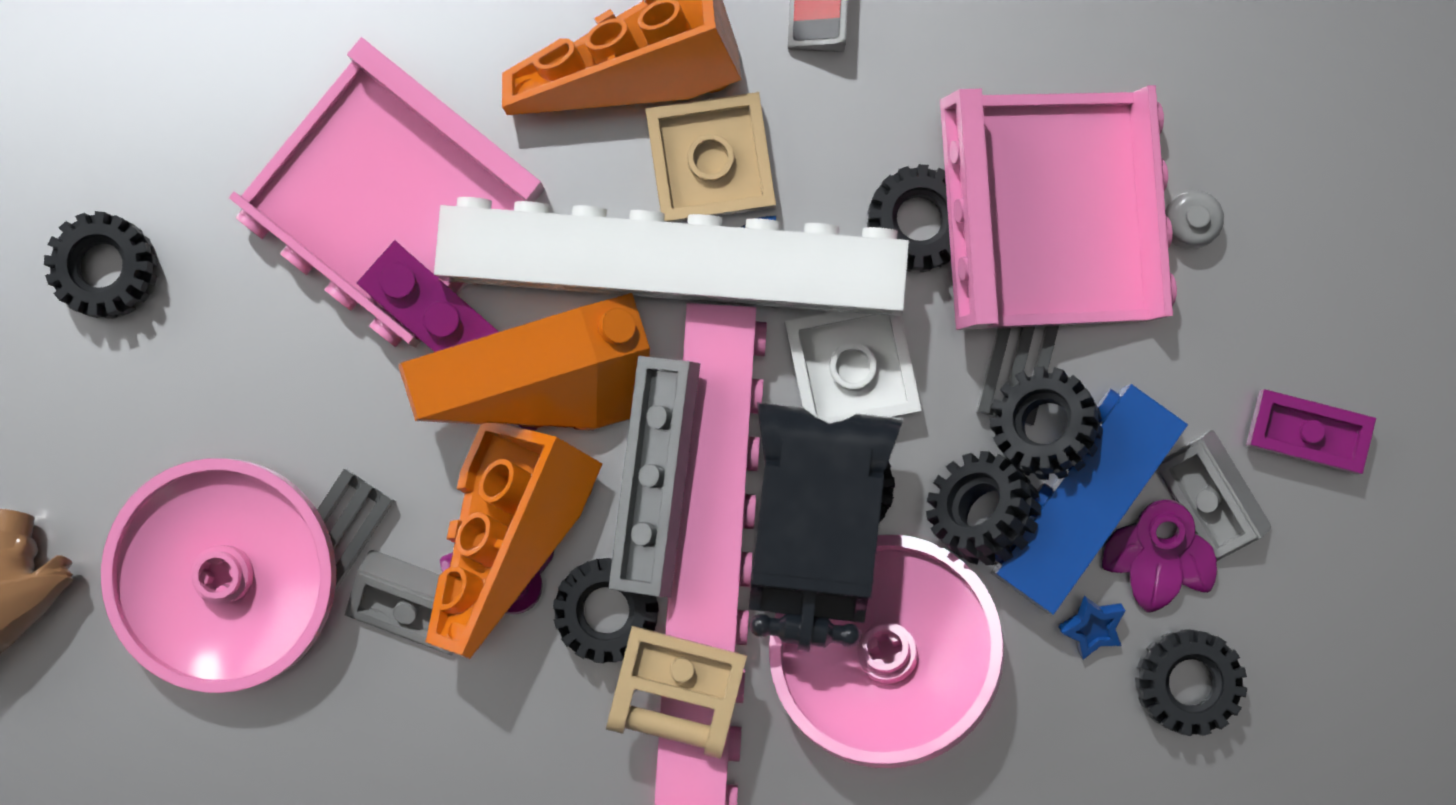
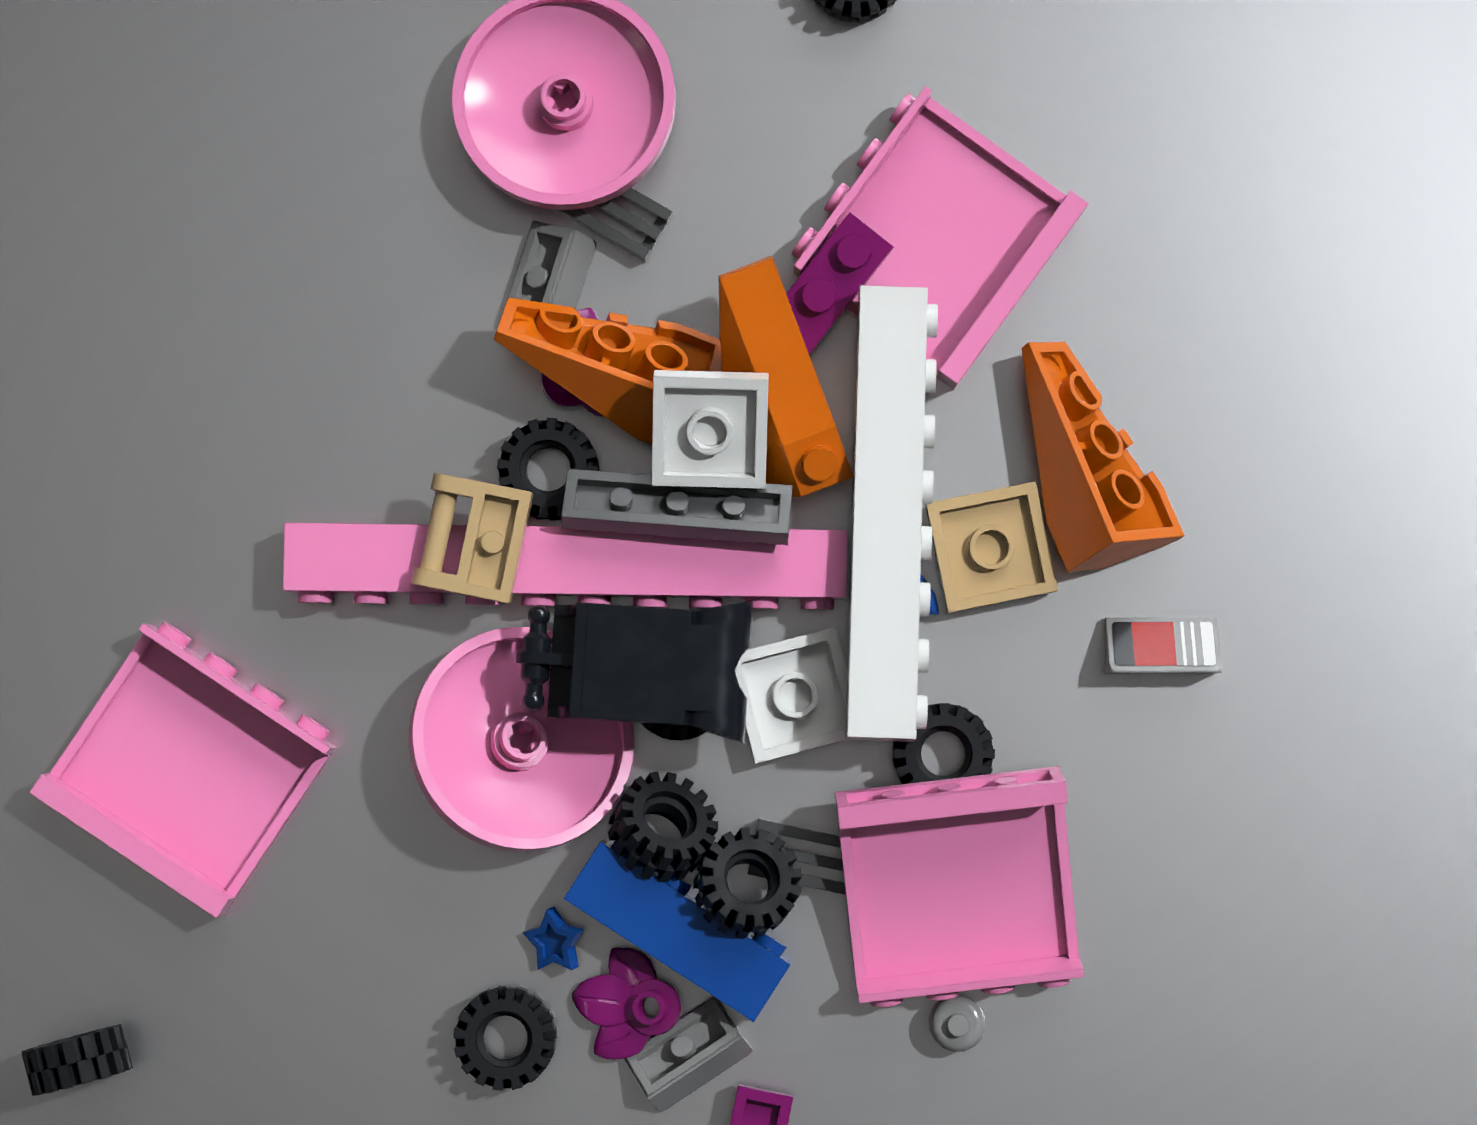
camera: 90 degrees right, 0 degrees up
(576, 436) = (709, 429): none -> white plate

